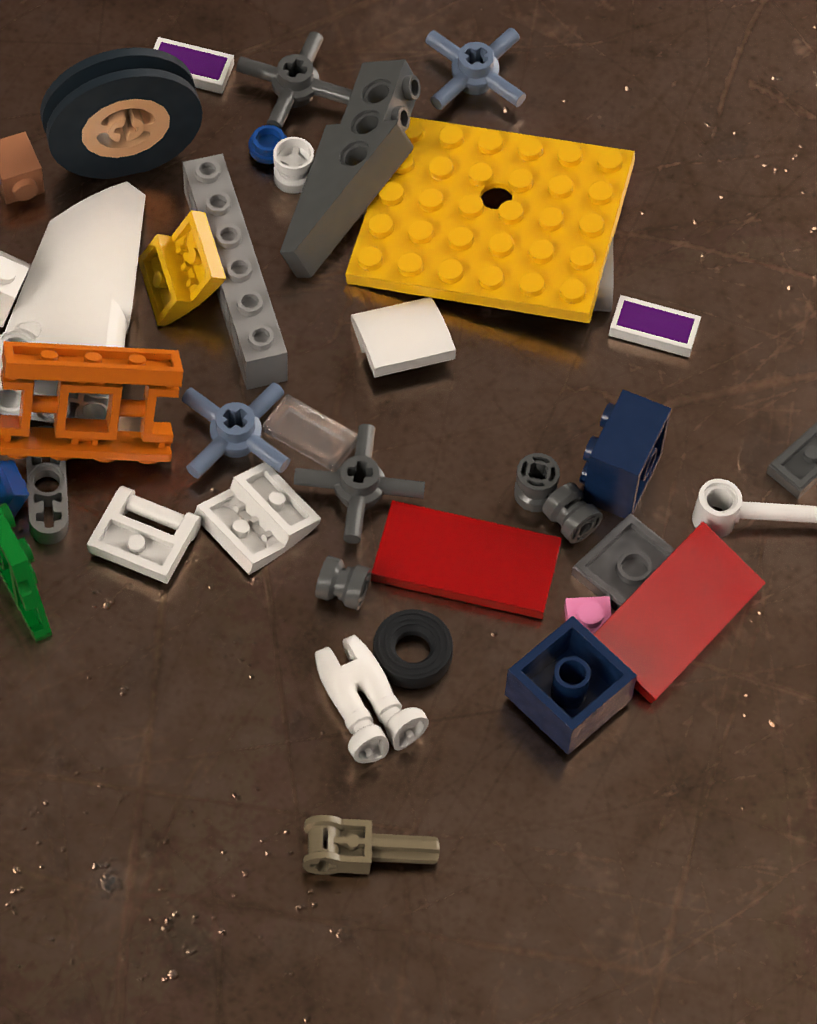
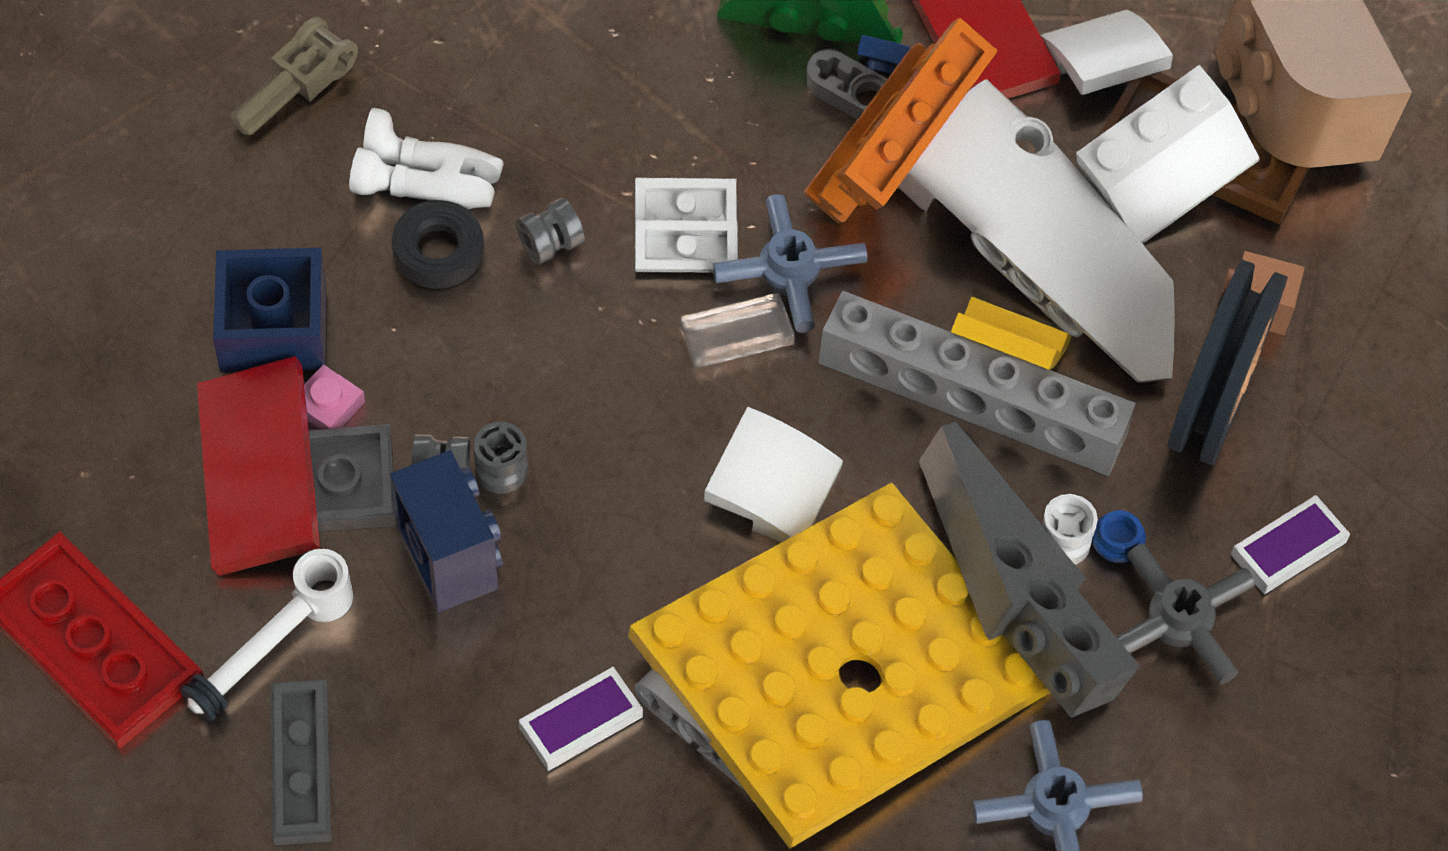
camera: 130 degrees right, 0 degrees up
(138, 544) = (742, 114): white plate -> none
(359, 483) = (639, 317): dark grey bar -> none
(466, 559) = (484, 354): red tile -> none

